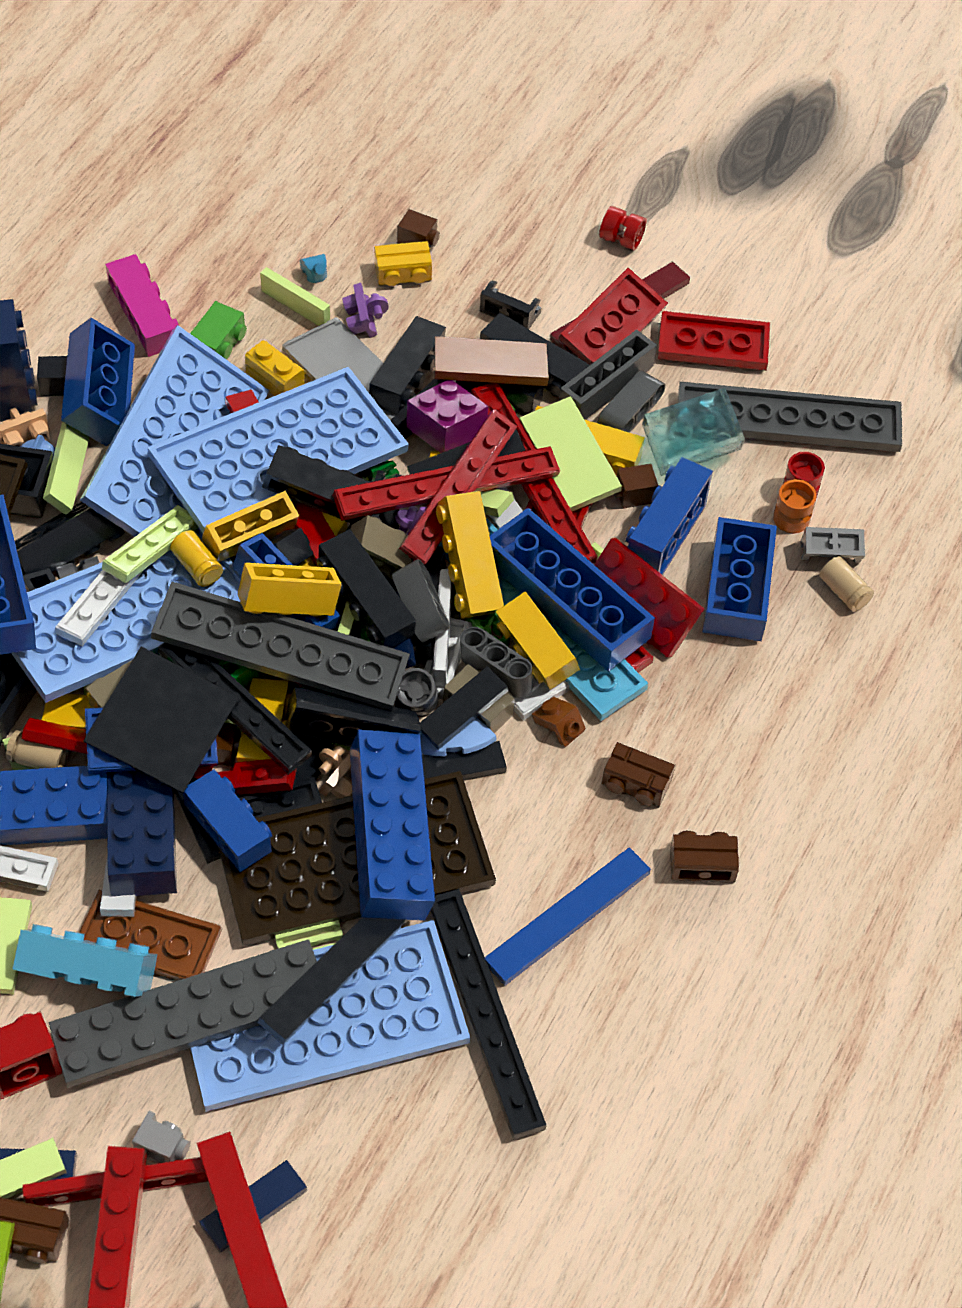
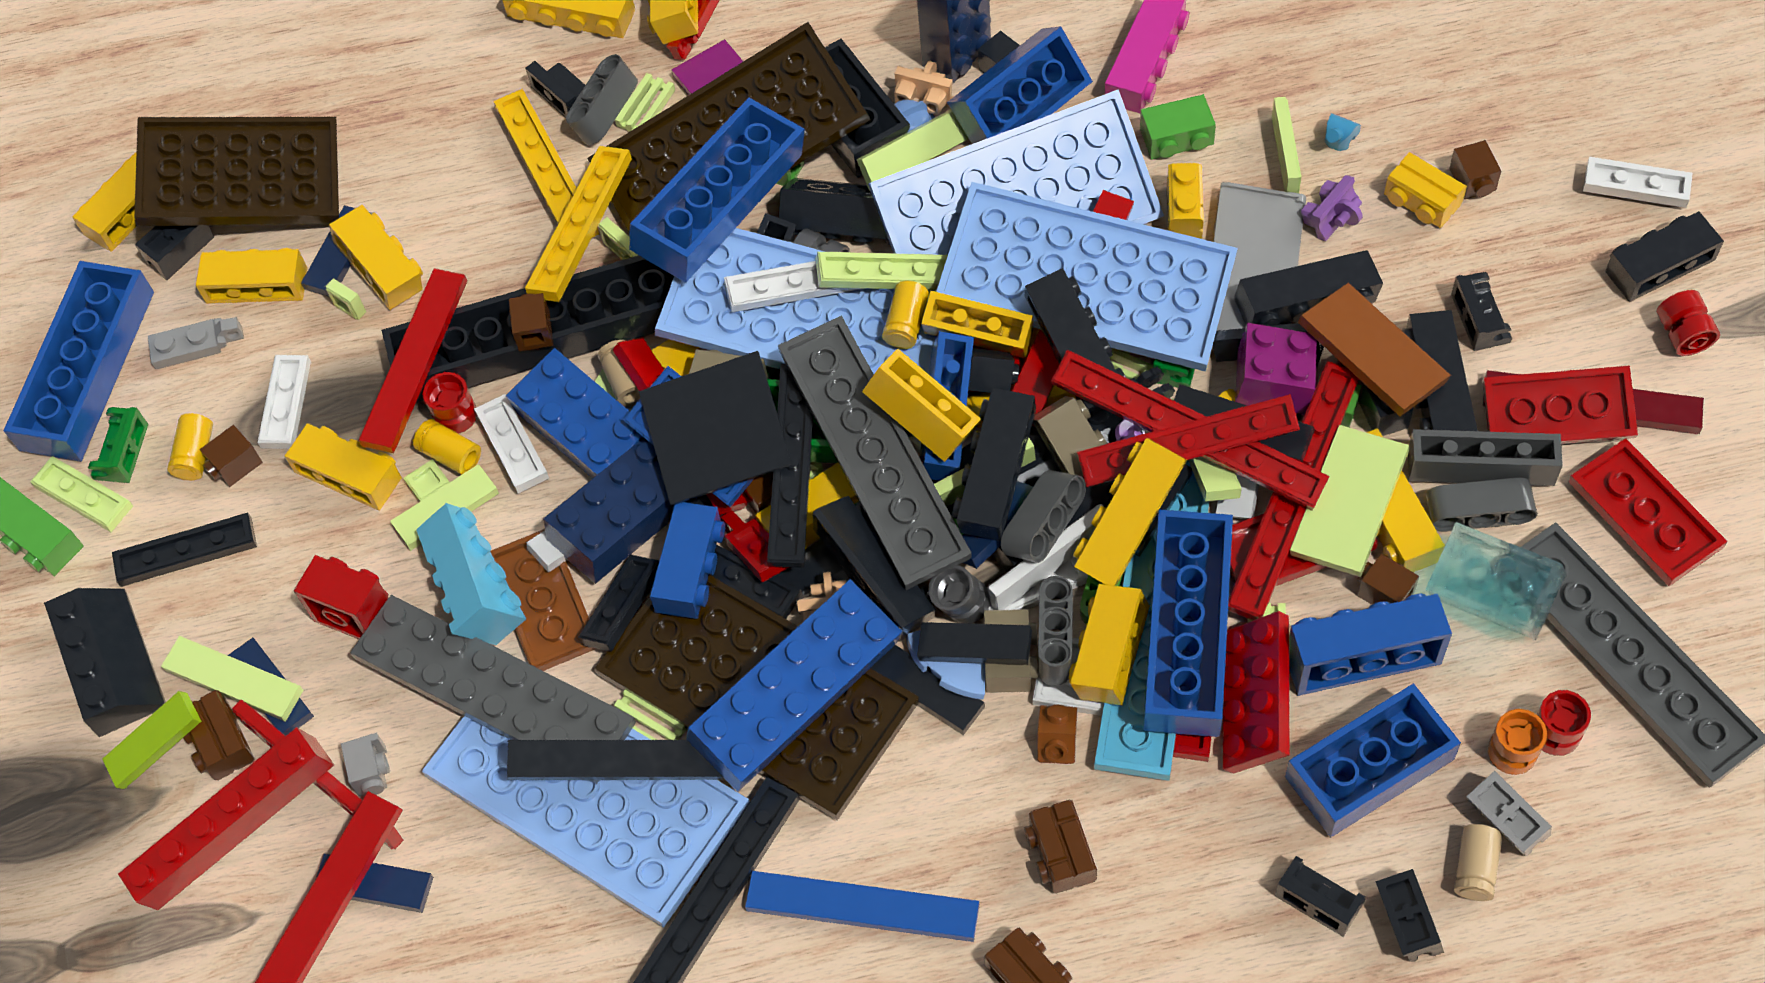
camera: 60 degrees right, 5 degrees up
(209, 888) = (620, 603): none -> black tile
(508, 176) = (1637, 182): none -> white plate
(568, 203) = (1663, 255): none -> black brick
(794, 675) = (1319, 897): none -> black hinge
(849, 636) = (1409, 915): none -> black hinge

